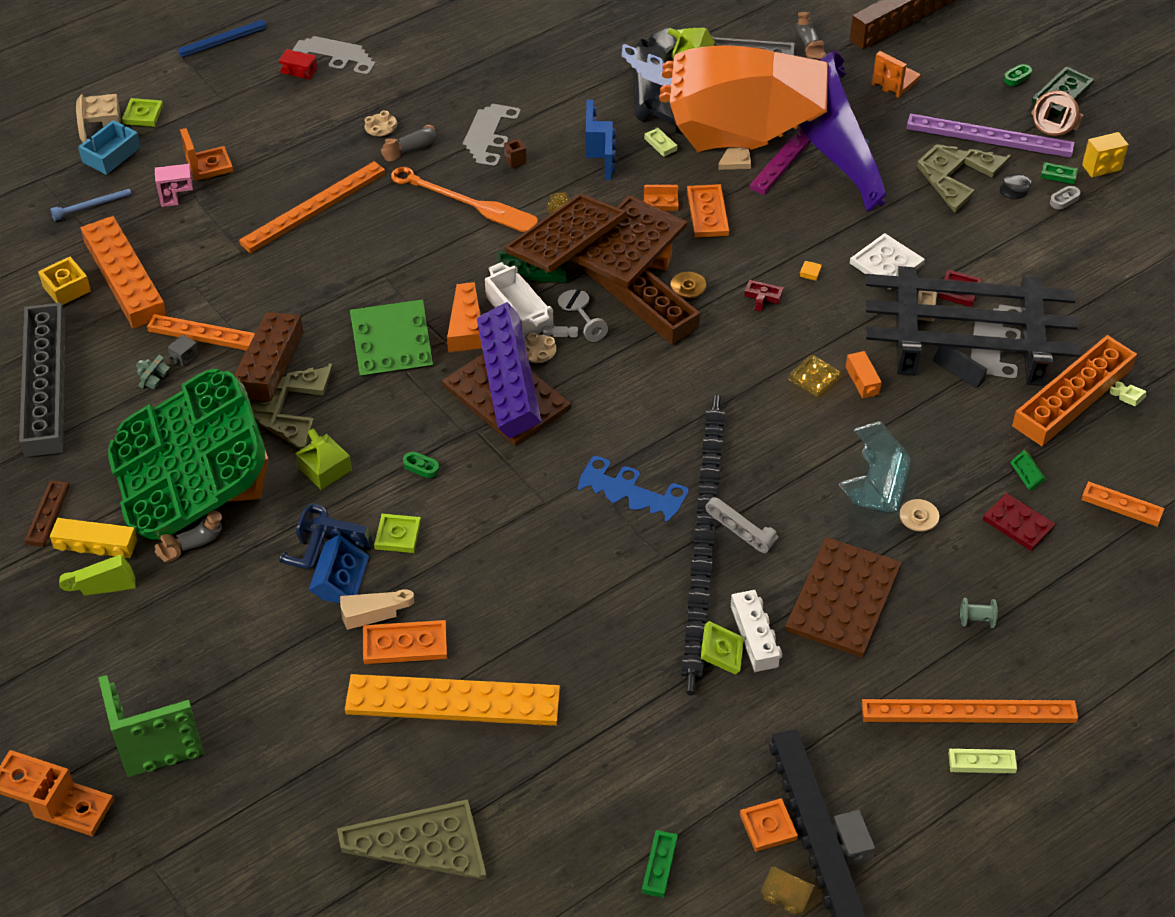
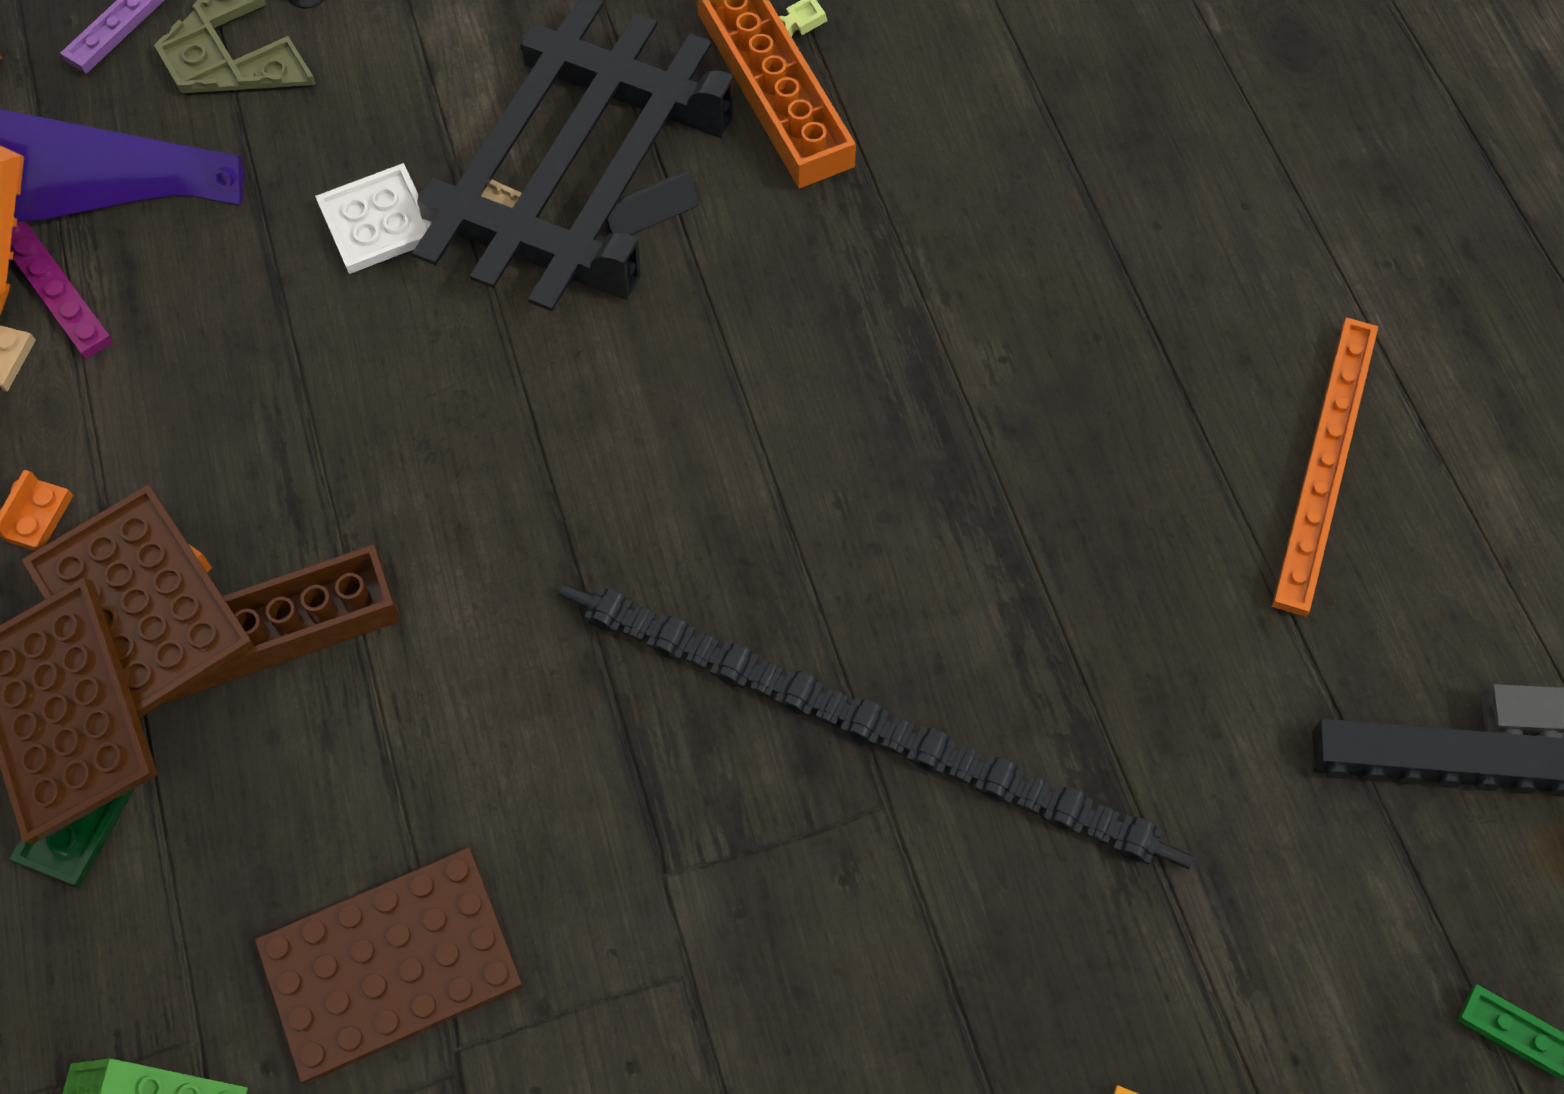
camera: 70 degrees left, 15 degrees up
(463, 325) = (172, 982): orange wedge -> none
(508, 370) = (360, 939): dark purple brick -> none
(512, 288) = (171, 863): white container -> none
(539, 348) = (302, 864): tan dish -> none
(560, 331) = (277, 808): light grey axle -> none
(576, 300) = (212, 752): light grey piece -> none
(638, 497) = (697, 826): blue piece -> none
(688, 284) = (274, 529): pearl gold dish -> none
(707, 211) = (107, 445): orange plate -> none
(722, 647) = (1121, 777): lime plate -> none
(755, 629) = (1094, 711): white brick -> none
(759, 539) = (906, 633): light grey beam -> none
(763, 292) = (355, 427): dark red plate -> none
(768, 825) = (1477, 831): orange plate -> none
(810, 270) = (336, 337): light orange tile -> none
(814, 375) = (580, 420): clear yellow plate -> none
(843, 597) = (1055, 553): reddish brown plate -> none
(863, 374) = (613, 347): orange brick -> none
(887, 470) = (835, 400): clear light blue windscreen -> none
(919, 515) = (940, 370): tan dish -> none
(963, 299) = (471, 135): dark red plate -> none
(979, 612) = (1150, 387): sand green hose -> none
(982, 761) = (1420, 480): yellowish green plate -> none
(991, 358) = (604, 142): light grey piece -> none
(1018, 522) = (988, 256): dark red plate -> none
(1028, 470) = (900, 202): green plate -> none
(1122, 504) = (1004, 113): orange plate -> none

